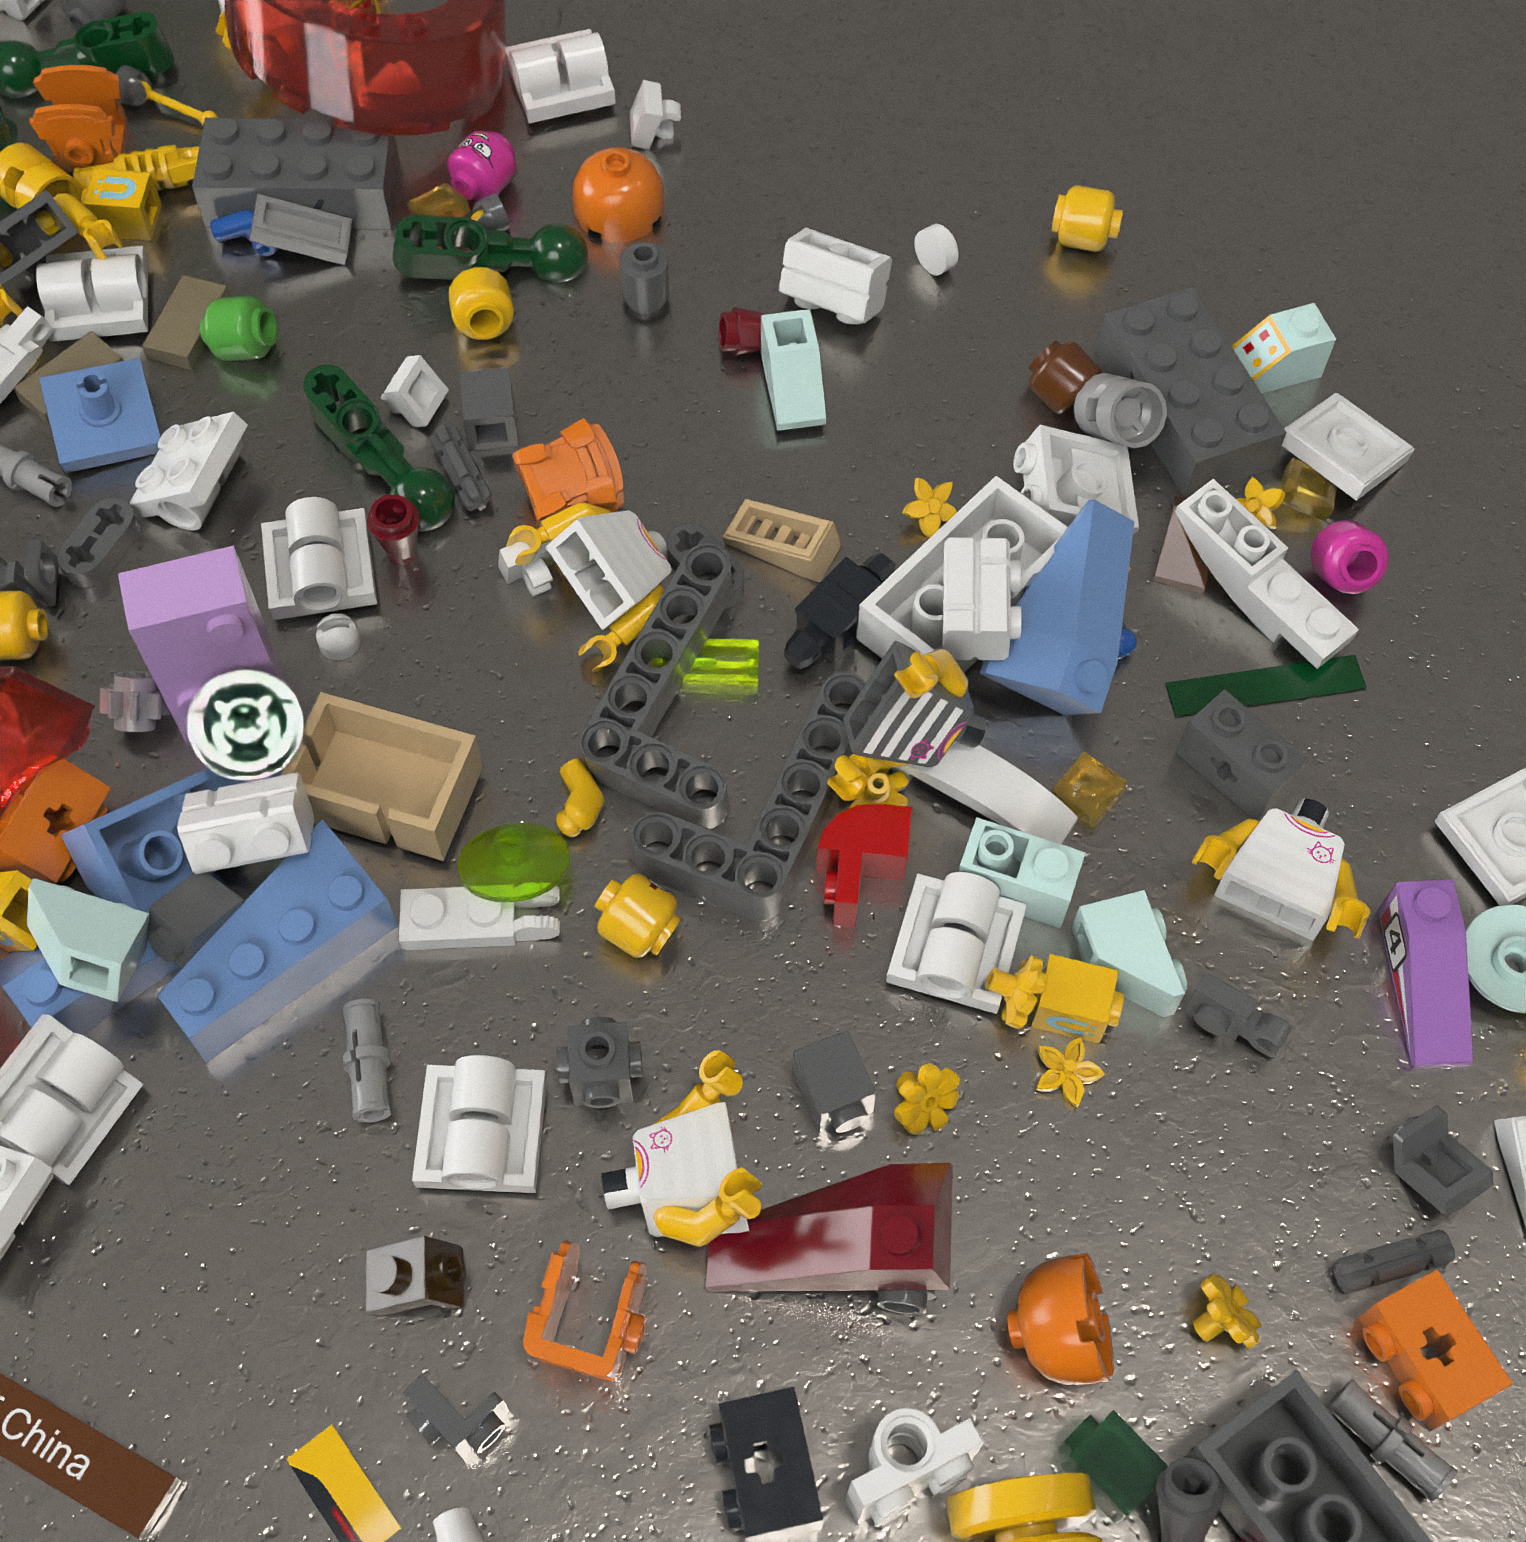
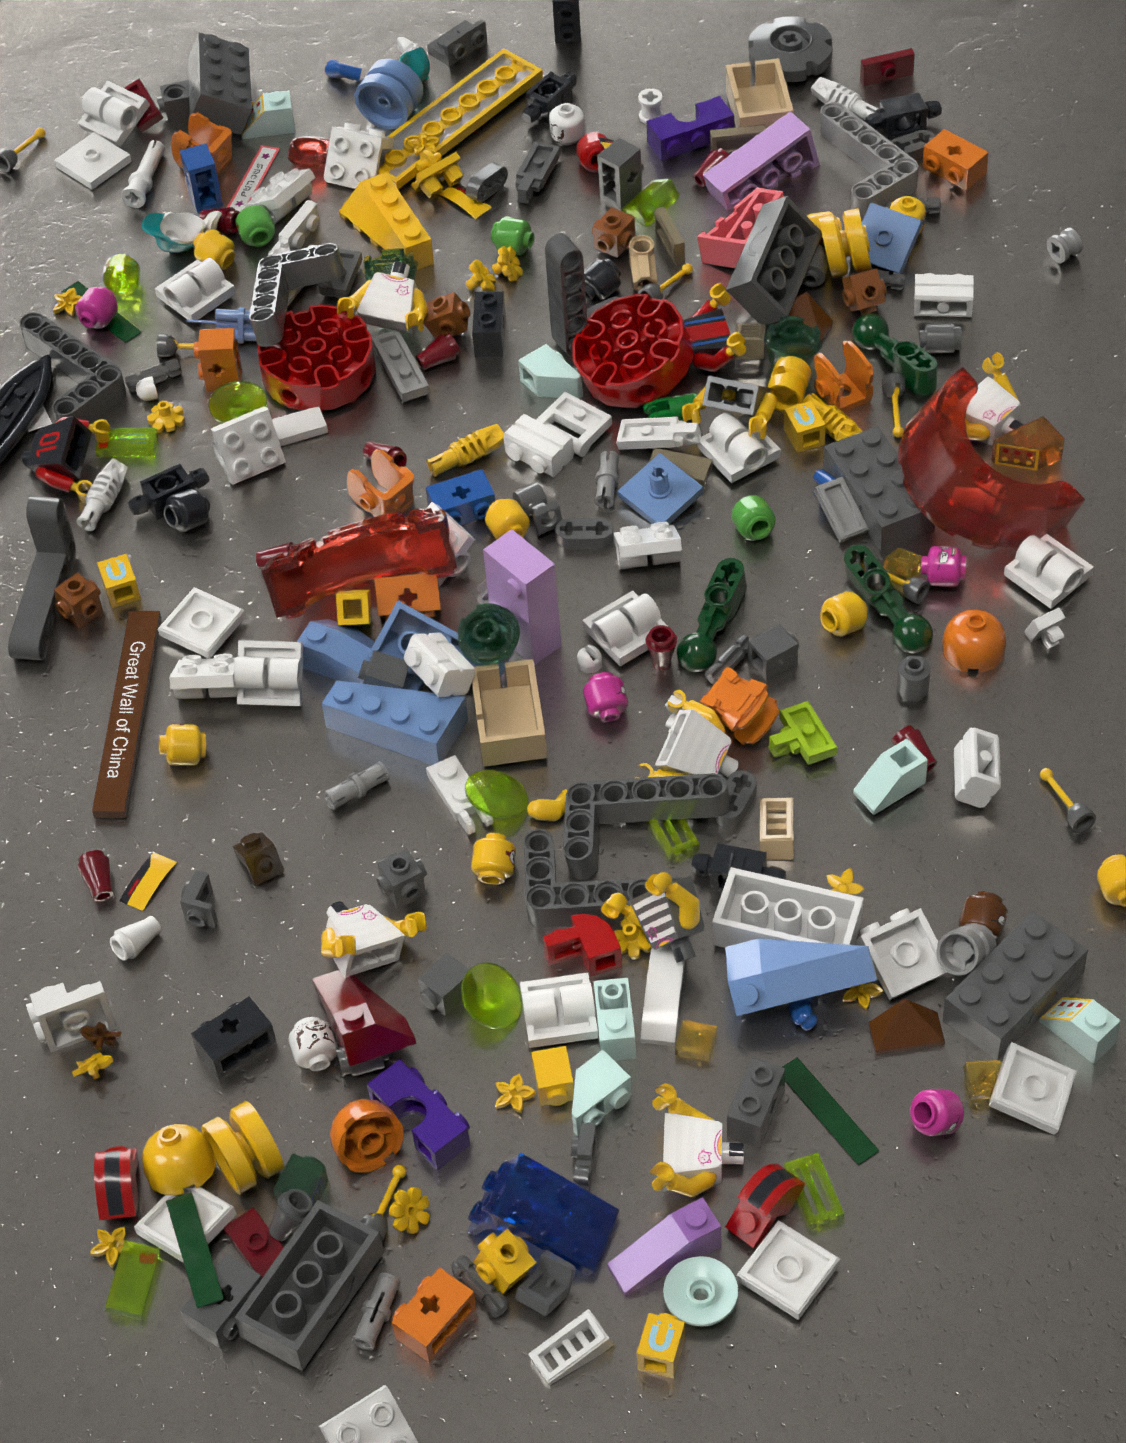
camera: 70 degrees right, 10 degrees down
(86, 938) = (346, 637): light aqua slope -> none
(102, 1311) = (183, 745): none -> yellow head
(176, 333) = (731, 493): dark tan tile -> none
(415, 391) = (762, 613): white tile -> none
(430, 640) = (605, 696): none -> dark pink head
(480, 1126) = (344, 847): white plate -> none
(544, 1320) = (281, 913): orange piece -> none
(652, 438) = (803, 734): none -> lime hinge
(852, 1335) = (313, 1044): none -> white head
(891, 1486) = (254, 1080): white plate -> none
(892, 1023) = (500, 990): none -> clear neon green dish
(926, 1098) = (458, 1030): yellow plant -> none
(936, 249) = (1043, 814): white tile -> none
(955, 216) = (1079, 815): none -> dark grey hinge
(978, 598) = (757, 913): white brick -> none
(1018, 990) = (539, 1041): yellow plant -> none
(1103, 1200) = (442, 1132): none -> dark purple arch
(1228, 1377) = (377, 1220): none -> hinge
(1262, 502) = (952, 1054): yellow plant -> none
(1263, 585) = (892, 1069): white slope -> none
(1311, 1124) = (544, 1212): none -> clear blue bracket
(1374, 1210) = (503, 1260): none -> yellow brick
(1394, 763) = (823, 1216): none -> clear neon green tile
(1417, 811) = (762, 1199): none -> red brick

